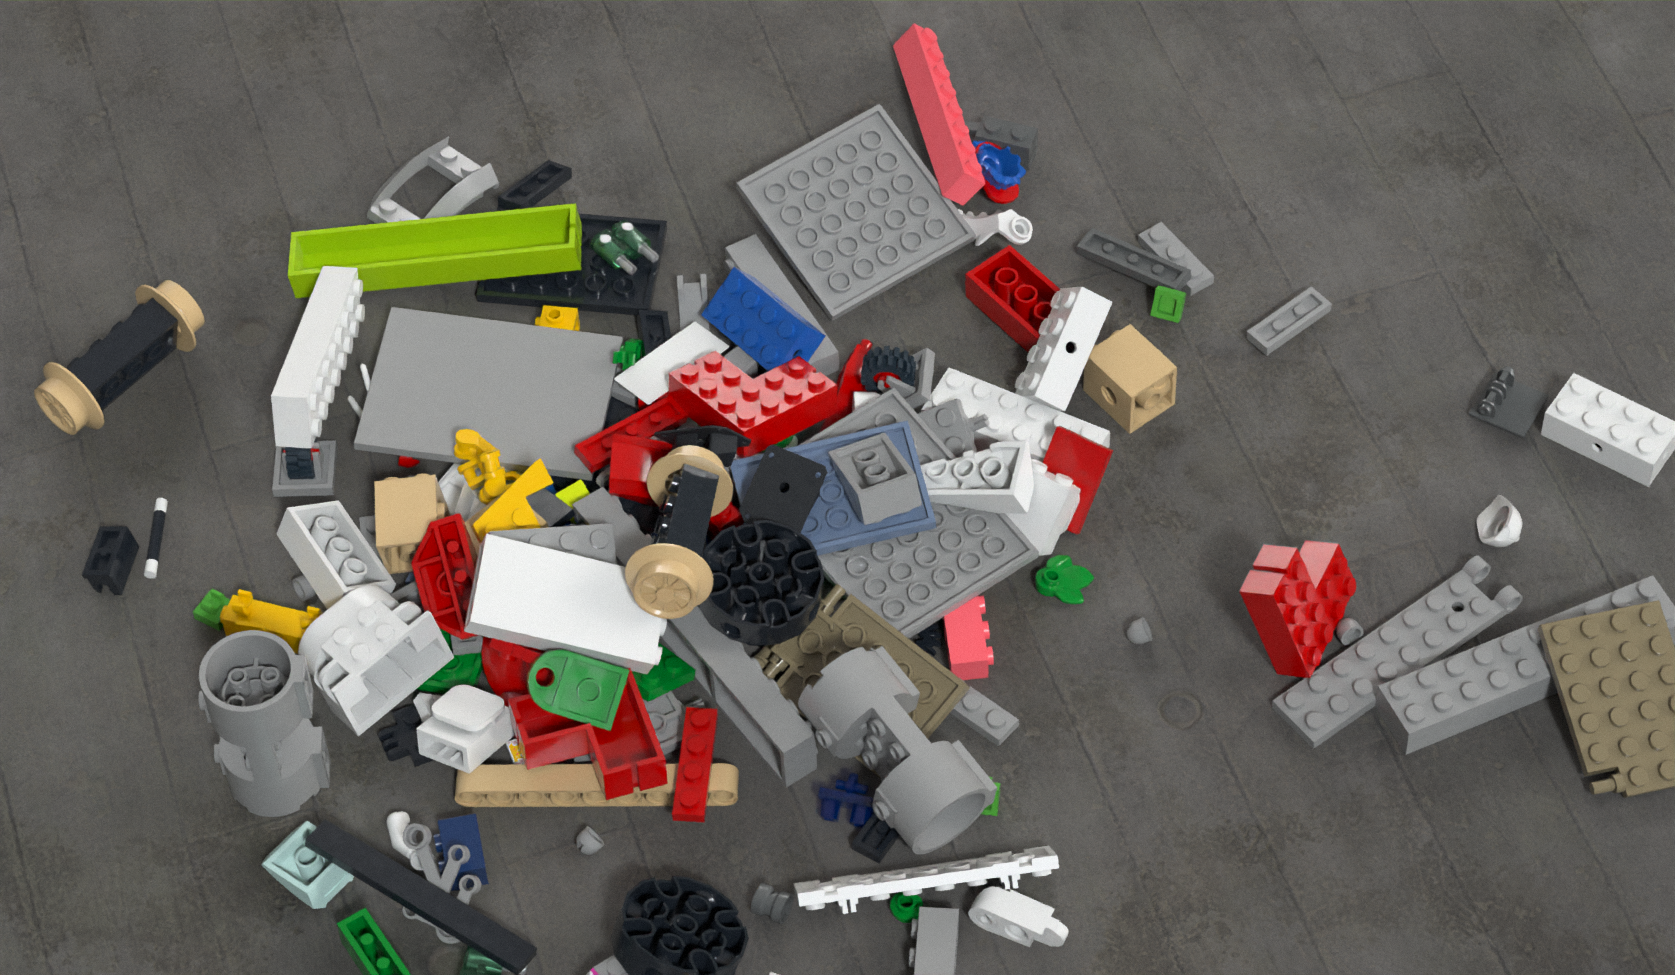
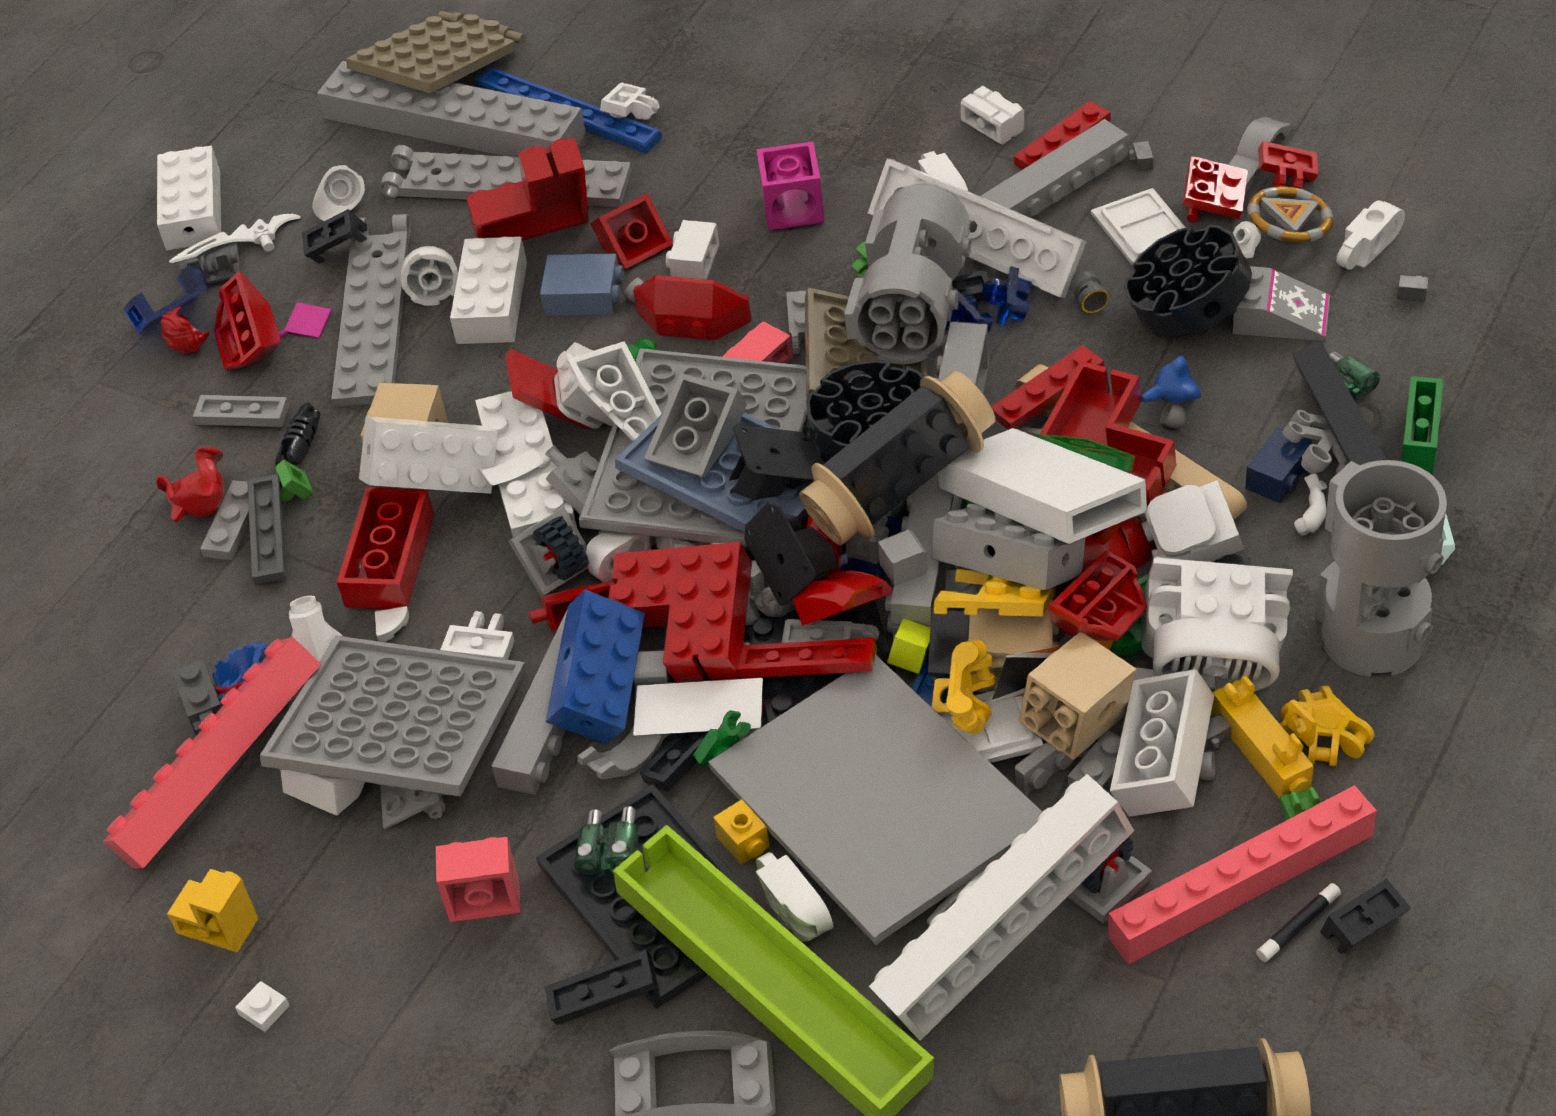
camera: 130 degrees left, 5 degrees down
(211, 530) = (1241, 874): none -> coral brick
(483, 306) = (792, 897): none -> white piece
(599, 843) = (1173, 384): none -> blue animal
(620, 506) = (902, 557): none -> light grey piece
(677, 175) = (478, 879): none -> coral brick
(728, 53) = (262, 1006): none -> white plate
(813, 57) = (215, 911): none -> yellow brick
(821, 841) = (1009, 295): none -> clear blue hips
(882, 306) = (479, 641): none -> white hinge
(958, 279) = (390, 621): none -> white tile
(1002, 396) = (513, 468): none -> white sticker
(1071, 637) = (691, 307): none -> red wedge
(1124, 793) = (790, 185): none -> dark pink brick
(1140, 695) = (693, 250): none -> white brick
(1188, 600) = (581, 284): none -> sand blue brick
(1215, 335) = (299, 435): none -> black hinge
(1215, 674) = (632, 231): none -> red slope
(1223, 243) = (199, 492): none -> red hair
(1236, 526) = (488, 290): none -> white brick
(1311, 508) = (429, 275): none -> white cylinder
(1324, 466) = (371, 315): none -> light grey hinge
(1363, 421) = (307, 320): none -> dark pink piece
(1375, 369) = (244, 324): none -> red wedge
(1403, 791) = (628, 99): none -> white hinge
(1422, 331) = (180, 333): none -> red hair
(1430, 475) = (332, 233): none -> black hinge
(1450, 760) = (601, 123): none -> blue tile
(1458, 326) = (141, 312): none -> clear blue panel
(1515, 453) = (259, 233): none -> white piece

